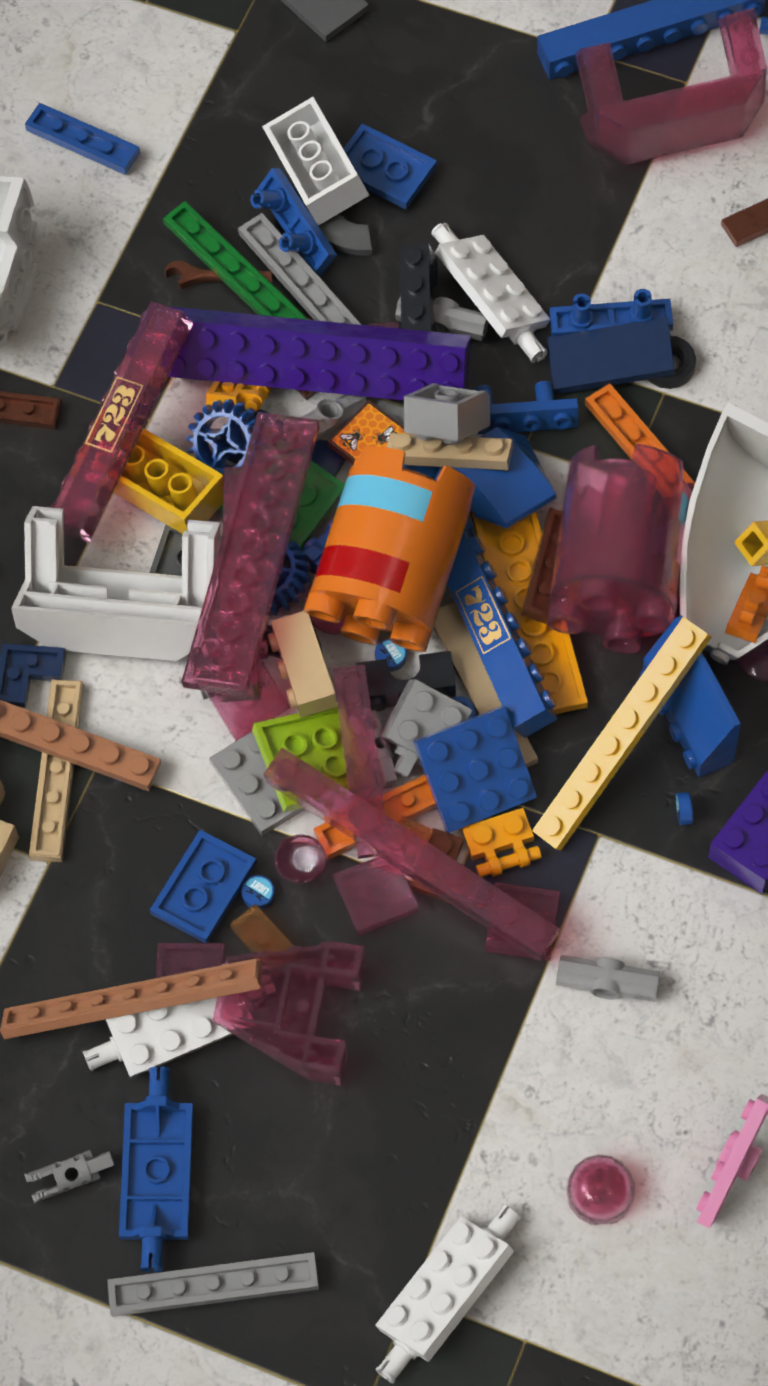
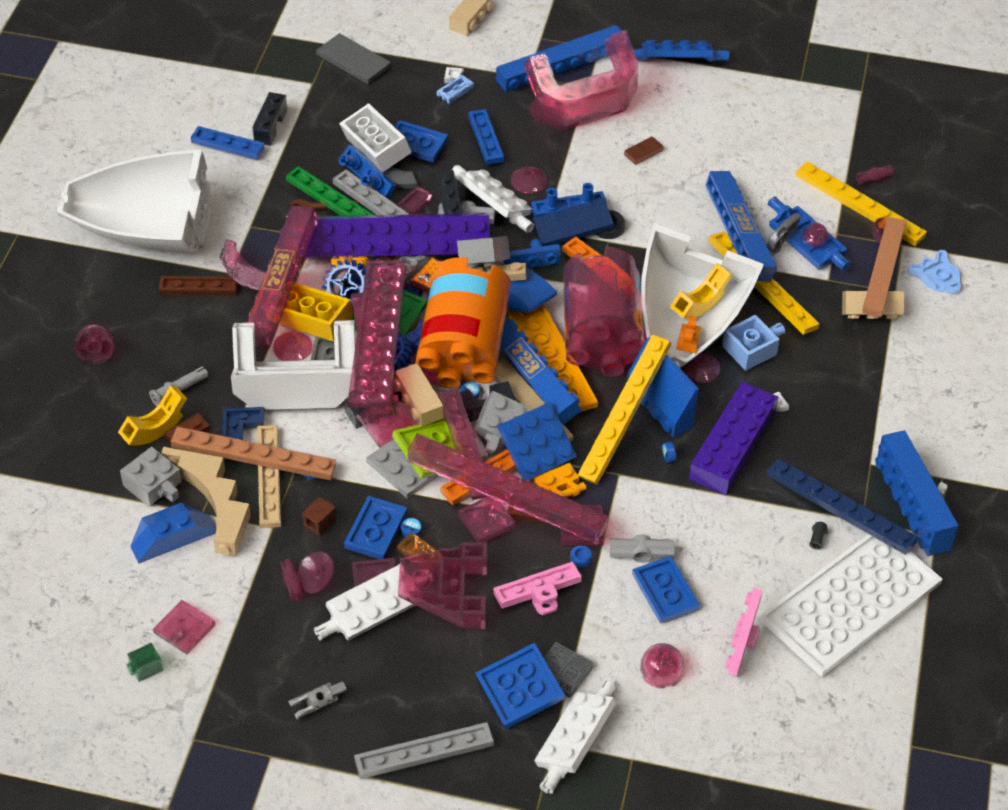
camera: 15 degrees left, 15 degrees down
(62, 961) = (291, 580): none -> clear pink pin
(65, 384) = (238, 268): none -> clear pink windscreen
(98, 955) = (315, 572): none -> clear pink dish
(121, 855) = (319, 516): none -> copper brick
(129, 548) = (292, 346): none -> clear pink dish
(131, 998) = (342, 589): nougat tile -> none
(156, 1170) = (374, 689): blue plate -> none
(163, 83) = (272, 111): none -> black arch
(300, 859) = (436, 504): clear pink hair -> none
(362, 283) = (415, 200): none -> clear pink tile
(374, 1197) = (520, 685): none -> blue plate
(435, 1027) = (539, 588): none -> bright pink plate
(446, 1173) = (567, 667): none -> dark grey tile
(467, 37) = (452, 73): none -> white tile
(470, 70) = (457, 90): none -> light blue tile
(499, 169) = (486, 137): none -> blue plate
(511, 976) = (581, 556): none -> blue tile
(537, 594) = (557, 334): copper tile -> none
(555, 268) = (528, 180): none -> clear pink dish
(631, 1056) = (665, 589): none -> blue plate

